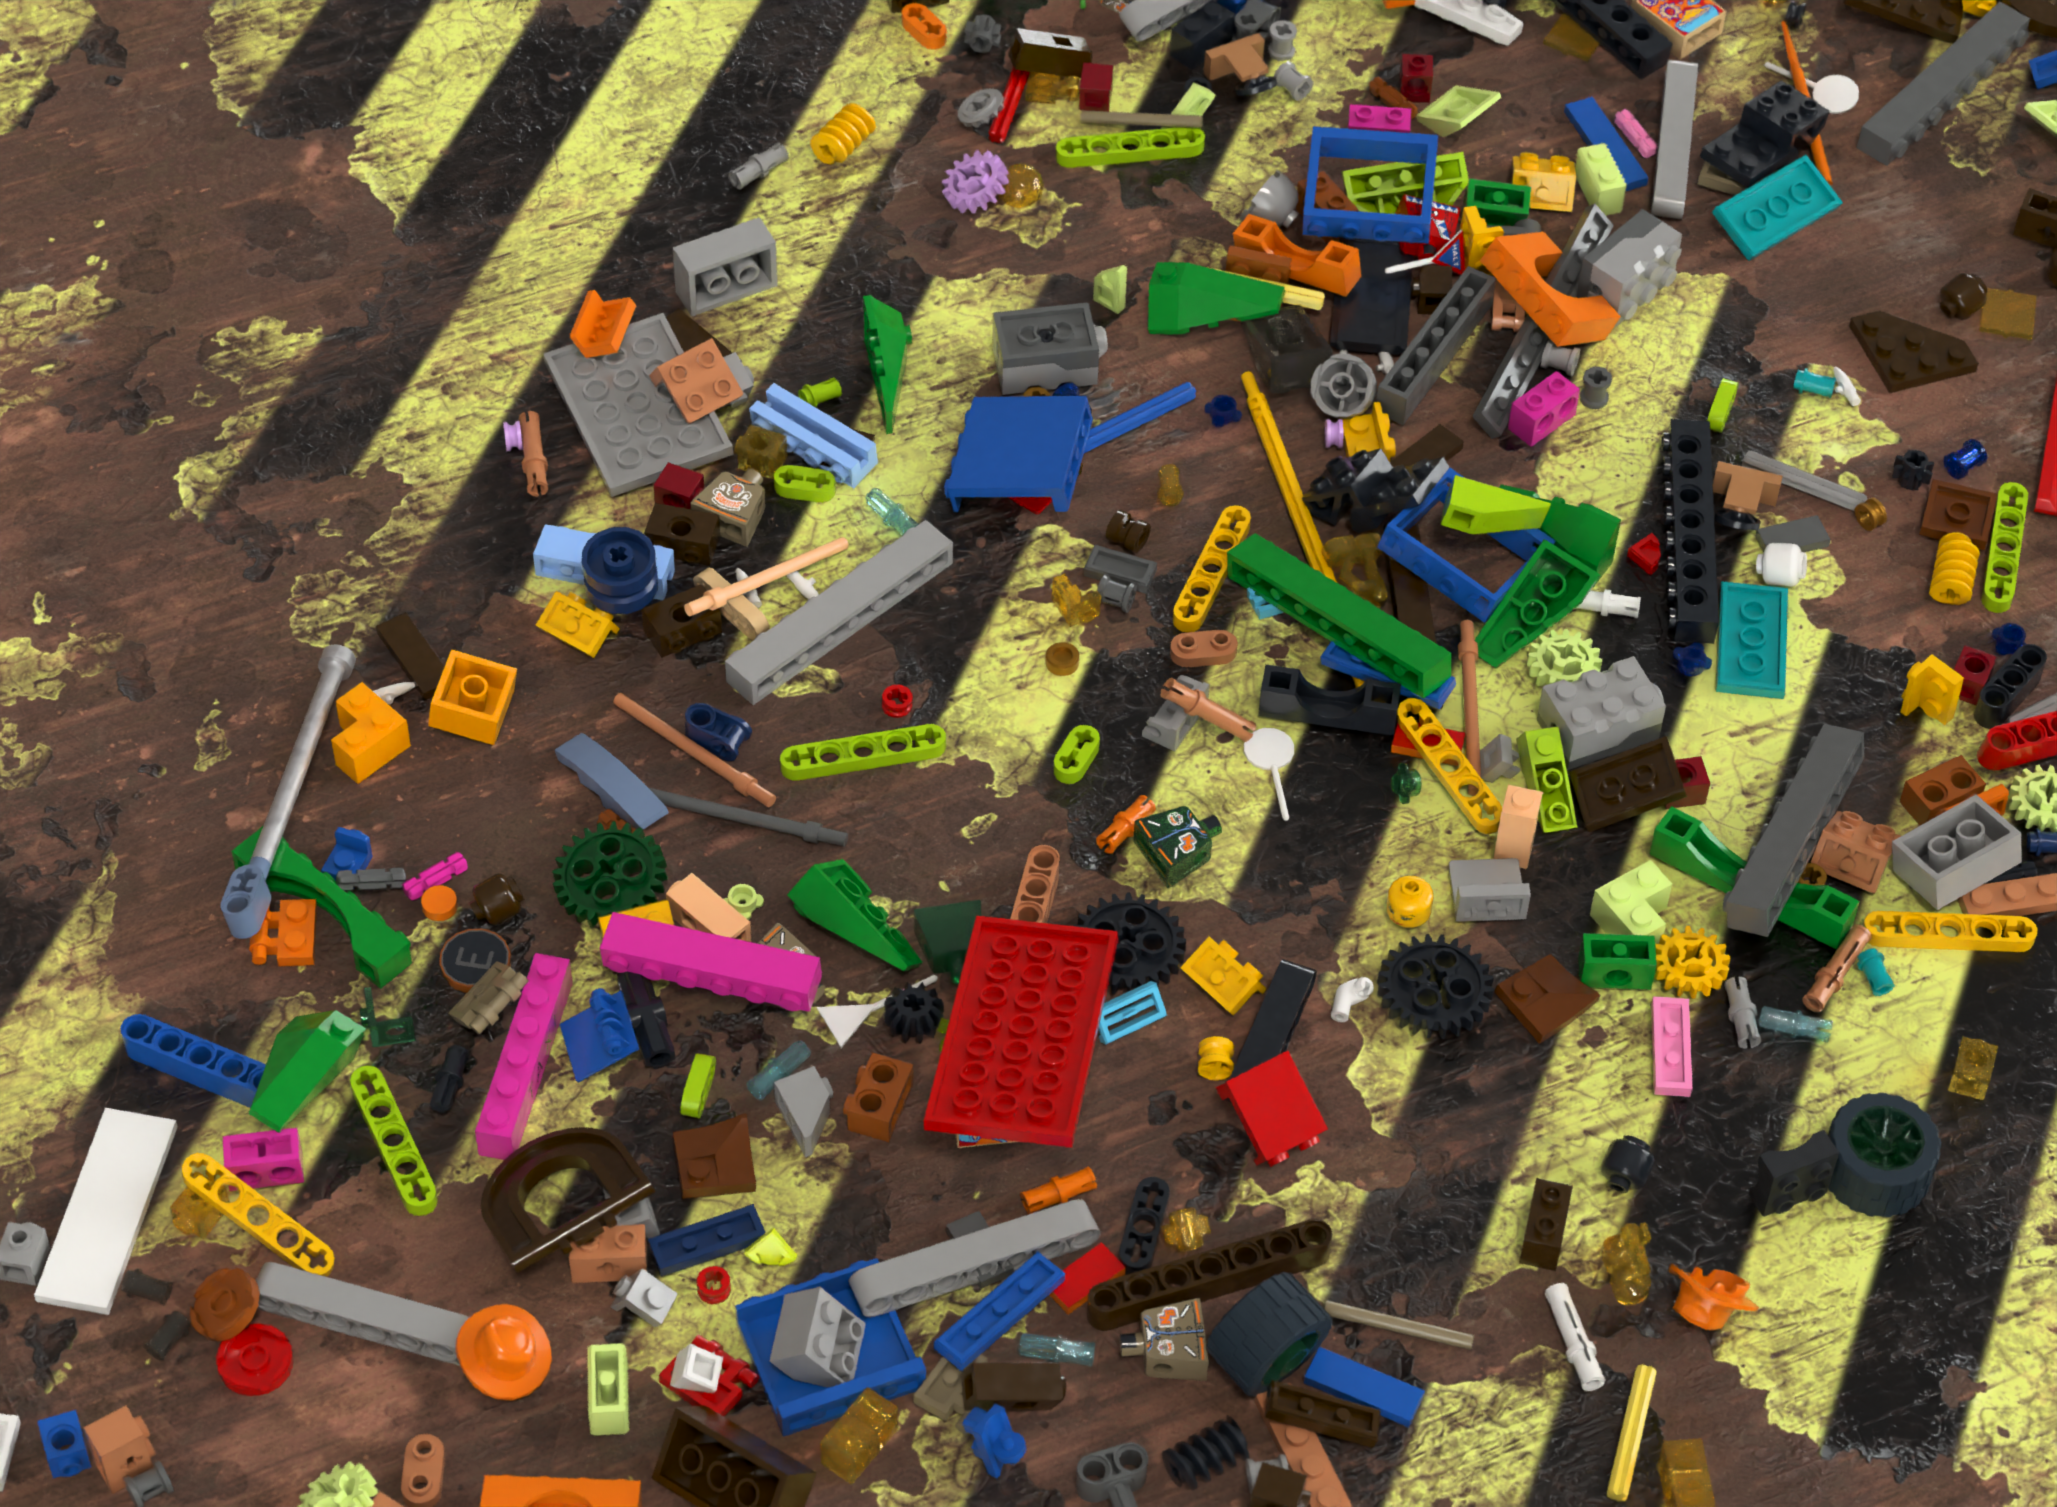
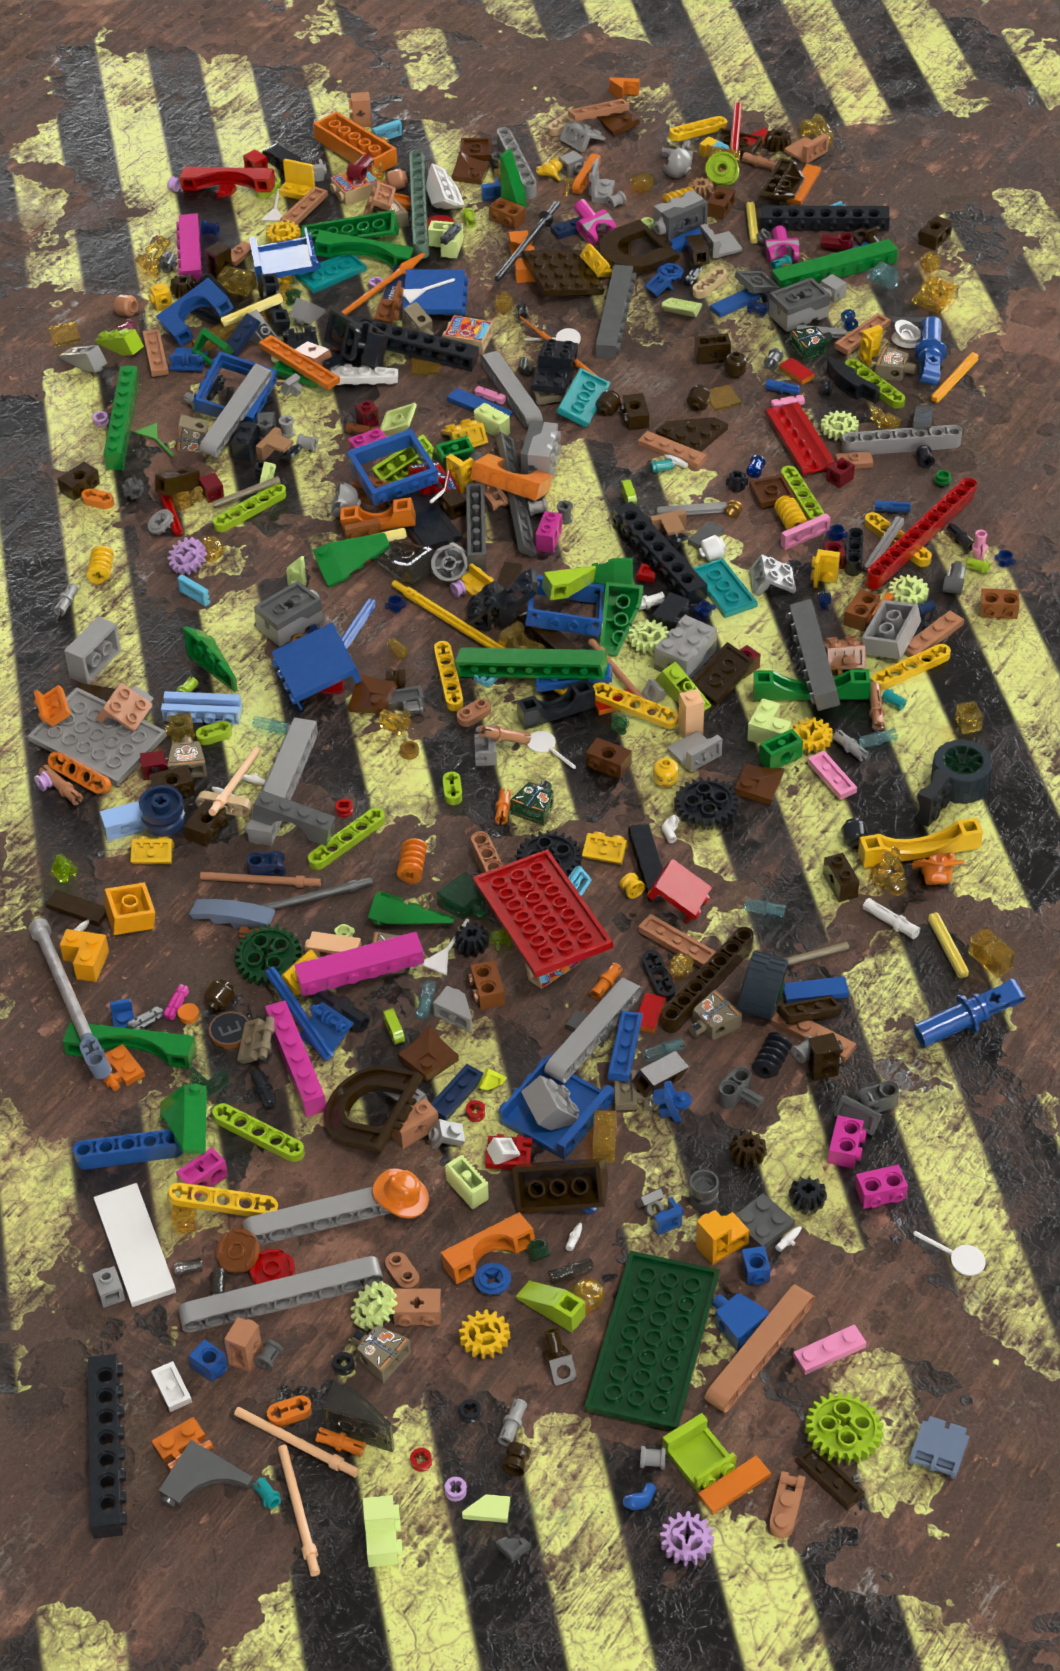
camera: 30 degrees left, 5 degrees down
(234, 1404) = (279, 1294): none -> light grey beam
(439, 585) = (63, 868): none -> clear neon green tile
(565, 452) = (80, 770): none -> orange beam
(579, 991) = (299, 1014): none -> blue axle
(818, 703) = (315, 824): none -> dark grey arch
(923, 839) = (411, 861): none -> orange piece
(944, 241) = (193, 590): none -> medium azure tile
(1071, 541) = (371, 695): none -> reddish brown plate
(1211, 1183) = (675, 940): none -> nougat plate
(1343, 831) = (608, 758): none -> reddish brown brick
(1391, 1207) = (764, 907): none -> clear light blue axle
(1631, 635) = (672, 611): none -> black brick
(1726, 109) = (524, 367): none -> pearl dark grey arm
(1781, 1261) = (958, 837): none -> yellow arch
(1809, 235) = (608, 402): none -> dark brown head
(1841, 270) = (635, 411): none -> dark brown brick
(1845, 658) = (770, 571): none -> light grey bracket
(1850, 357) = (665, 446): none -> nougat plate
(1897, 742) = (824, 598): none -> clear blue plate
(1956, 611) = (805, 531): none -> bright pink plate

